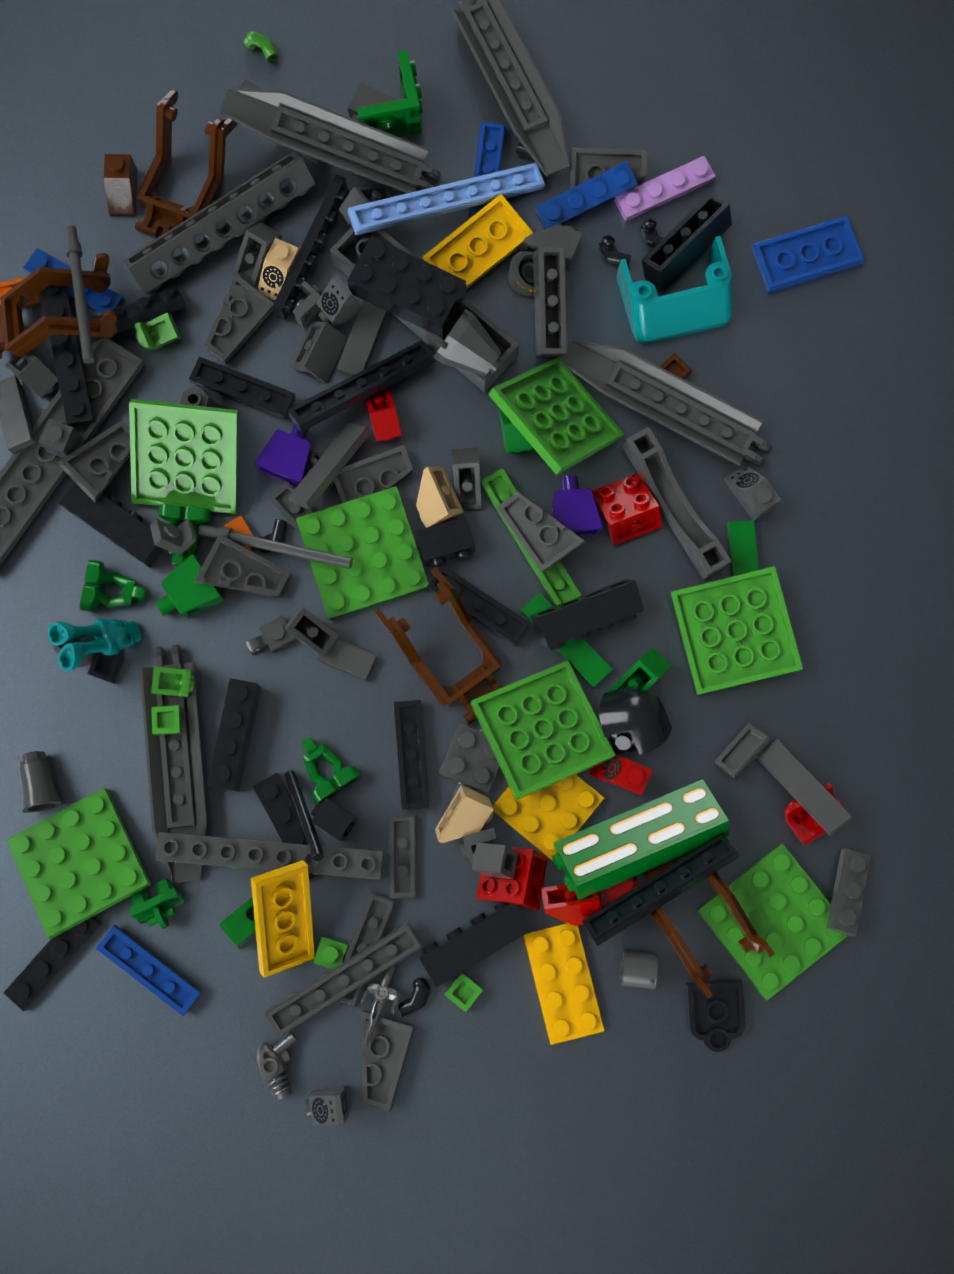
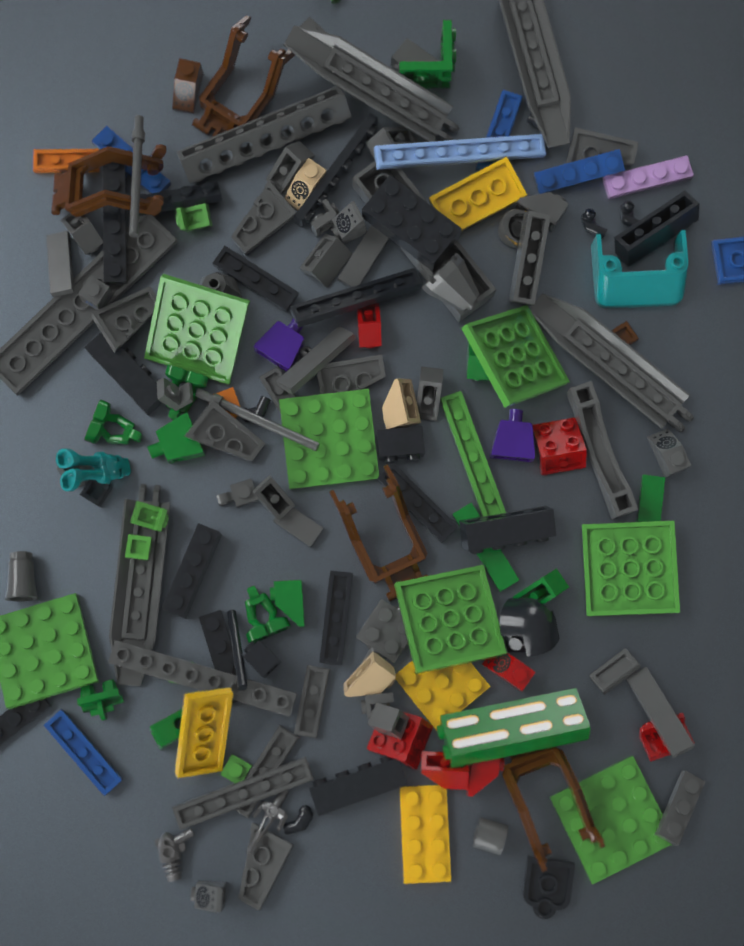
camera: 10 degrees right, 0 degrees up
(353, 745) = (289, 599): none -> green slope
(463, 991) = (340, 824): bright green plate -> none
(538, 531) = (481, 453): dark grey wing -> none
(660, 889) = (522, 772): black tile -> none

